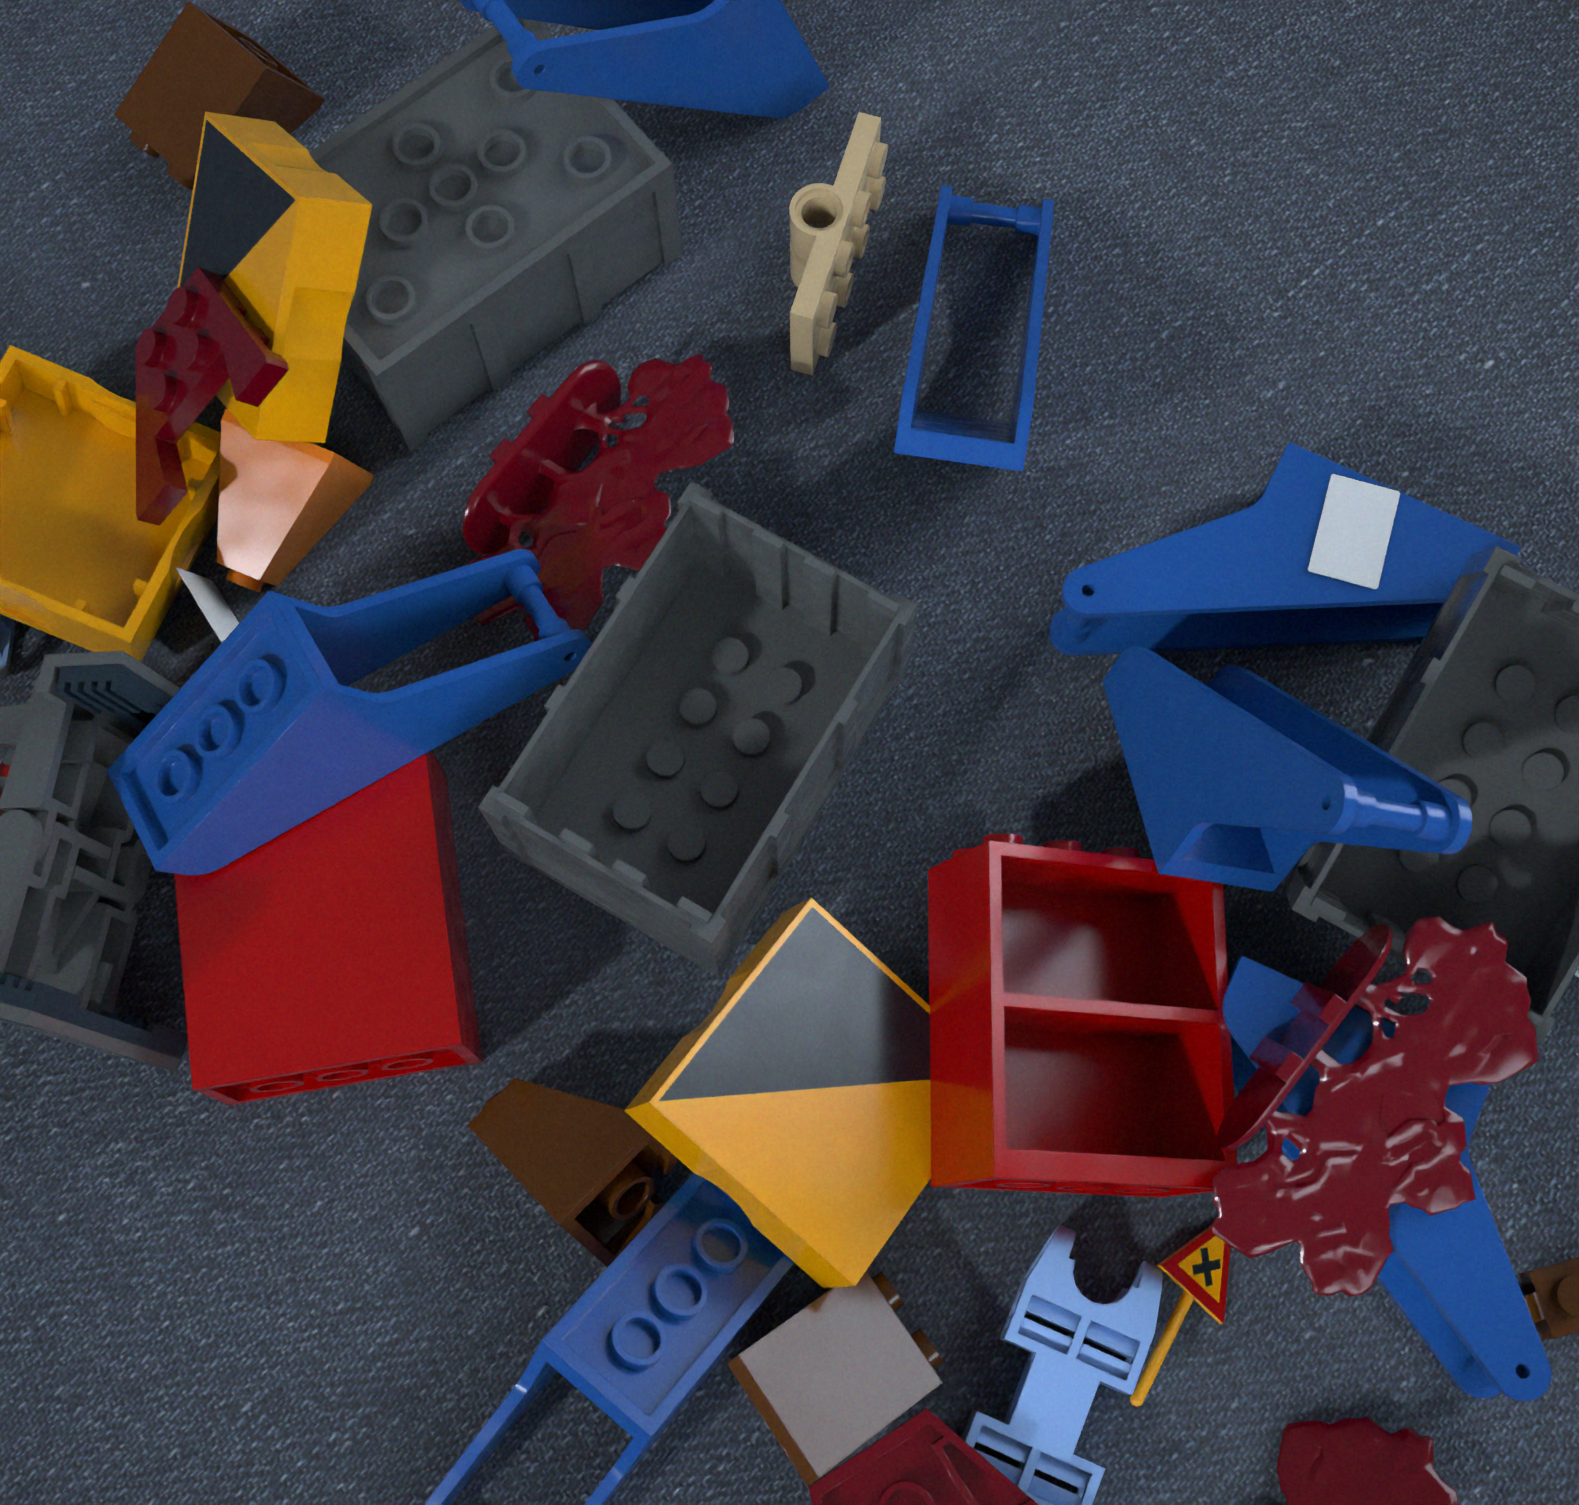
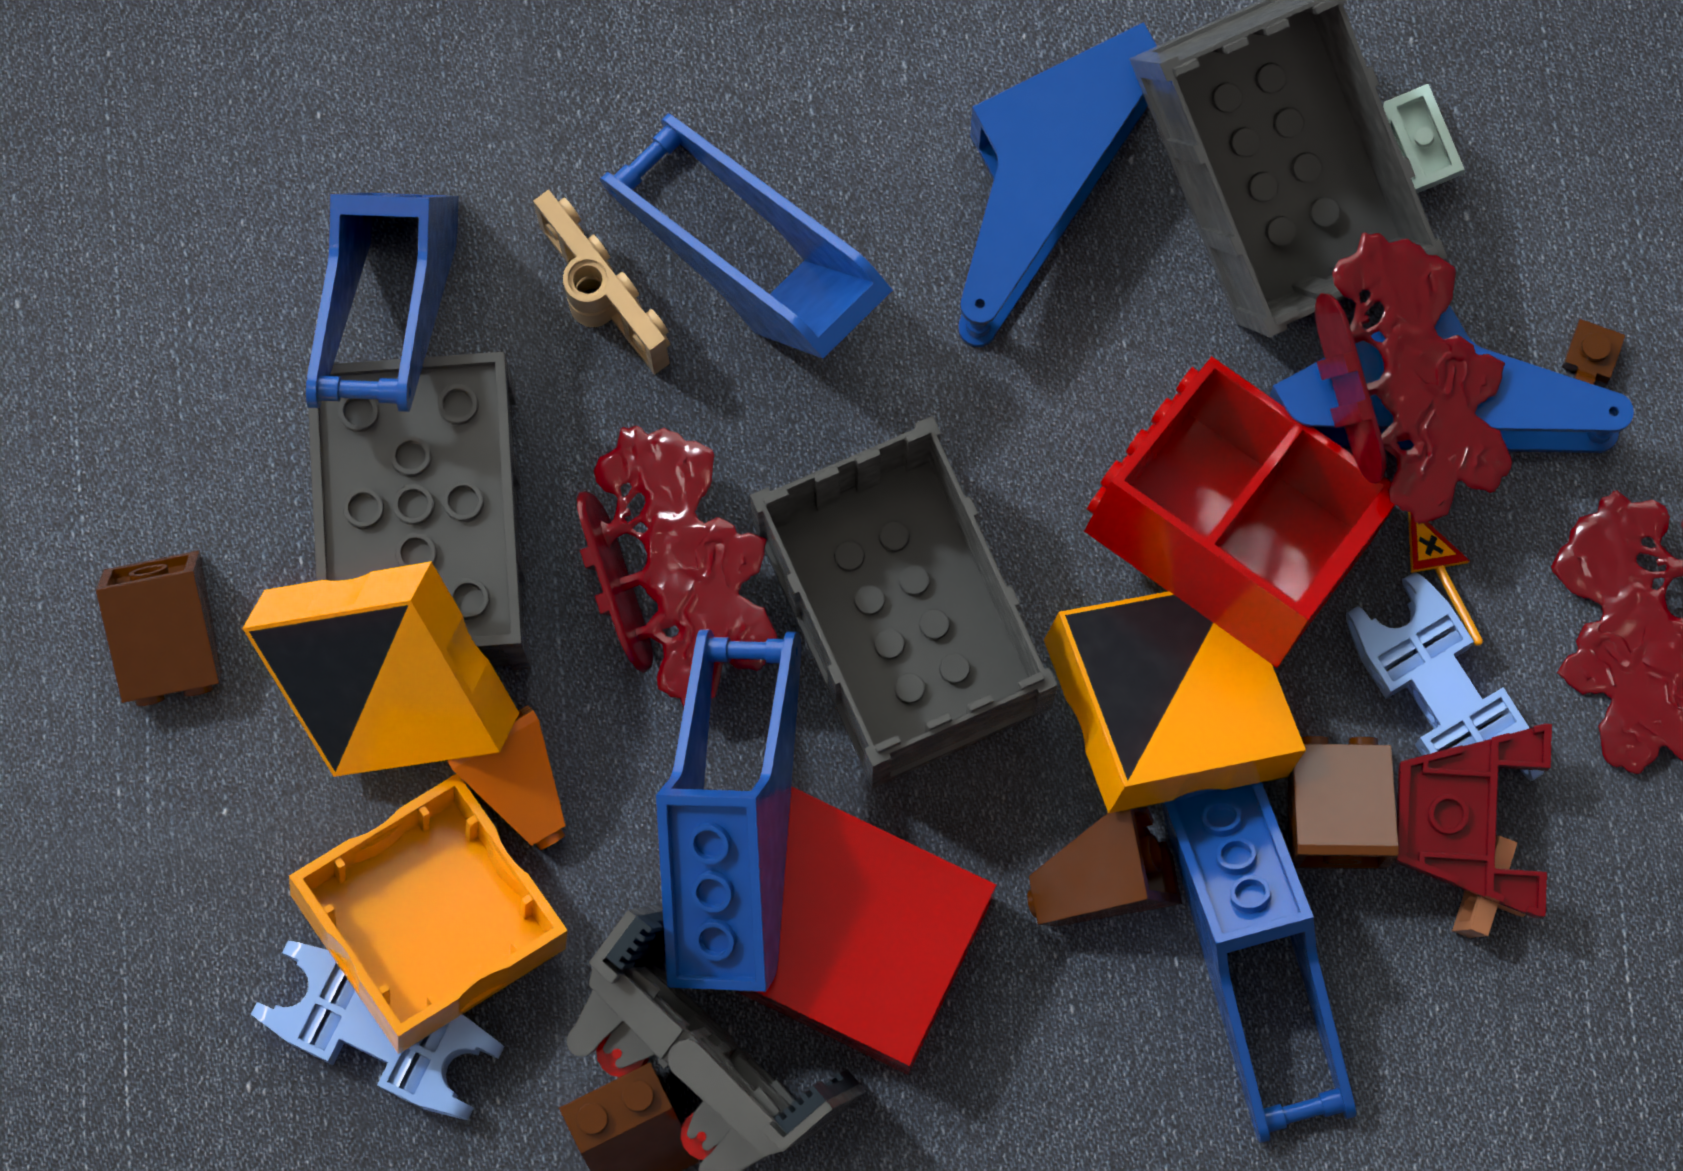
camera: 55 degrees left, 5 degrees up
(180, 370) = (402, 765): dark red wing -> none
(211, 603) = (568, 869): white sticker -> none
(1252, 778) = (1172, 297): blue piece -> none
(1354, 531) = (1060, 114): white sticker -> none

